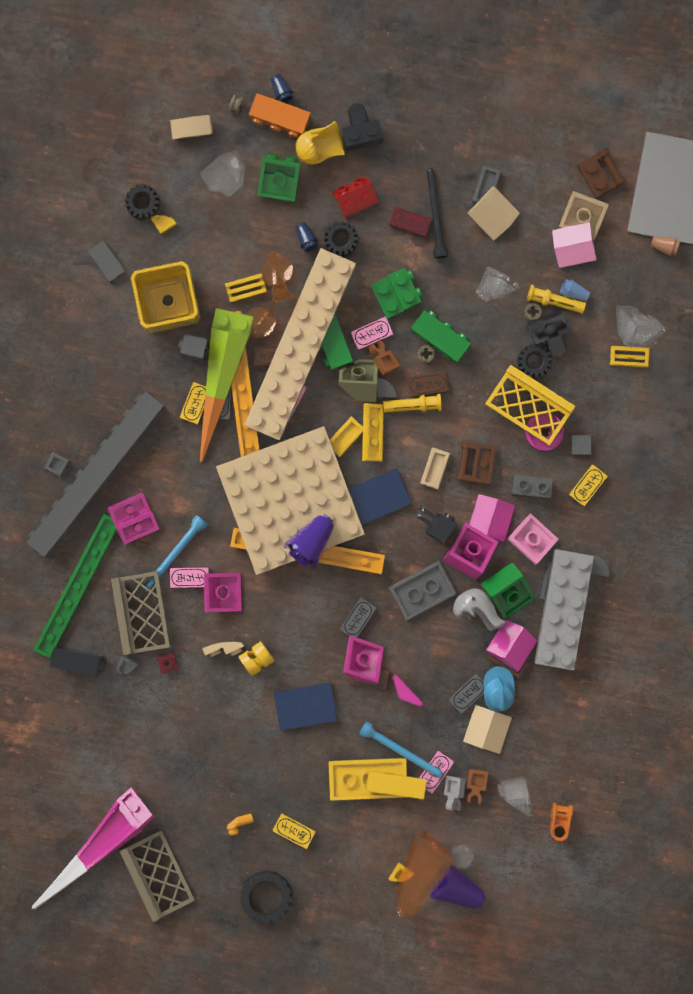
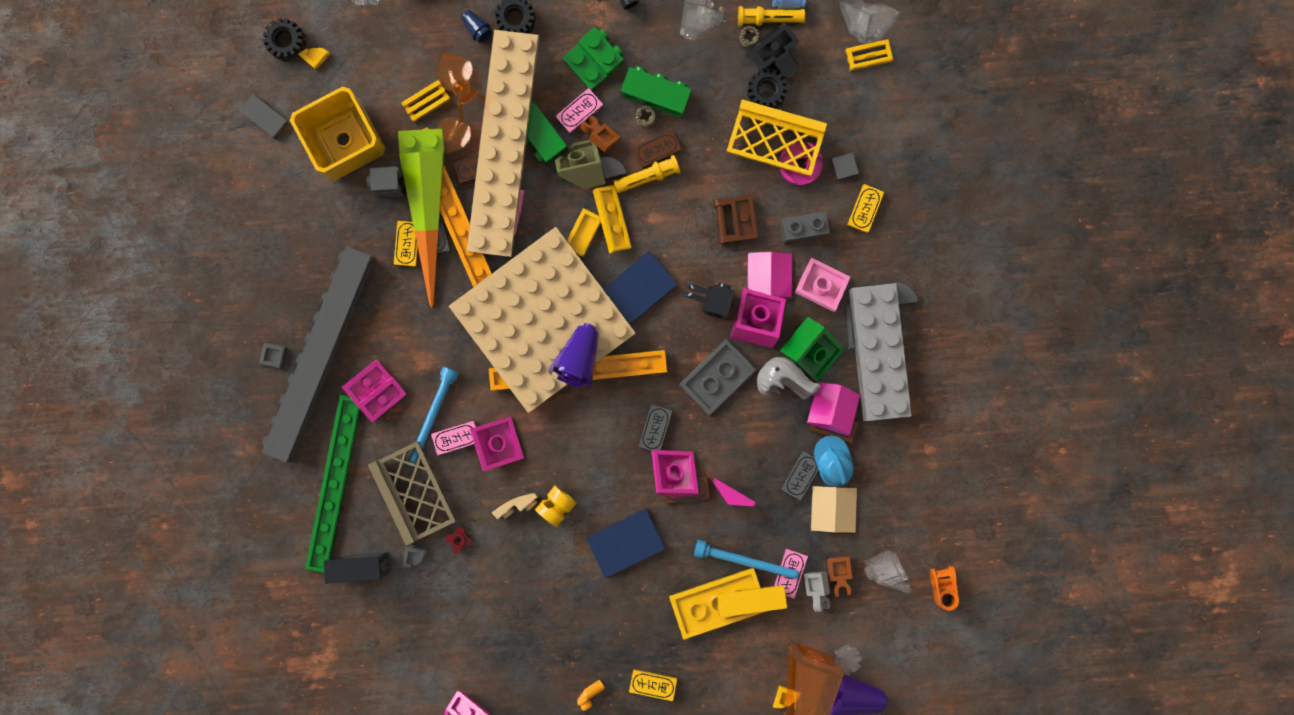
camera: 20 degrees left, 0 degrees up
(435, 468) = (692, 239): tan tile -> none

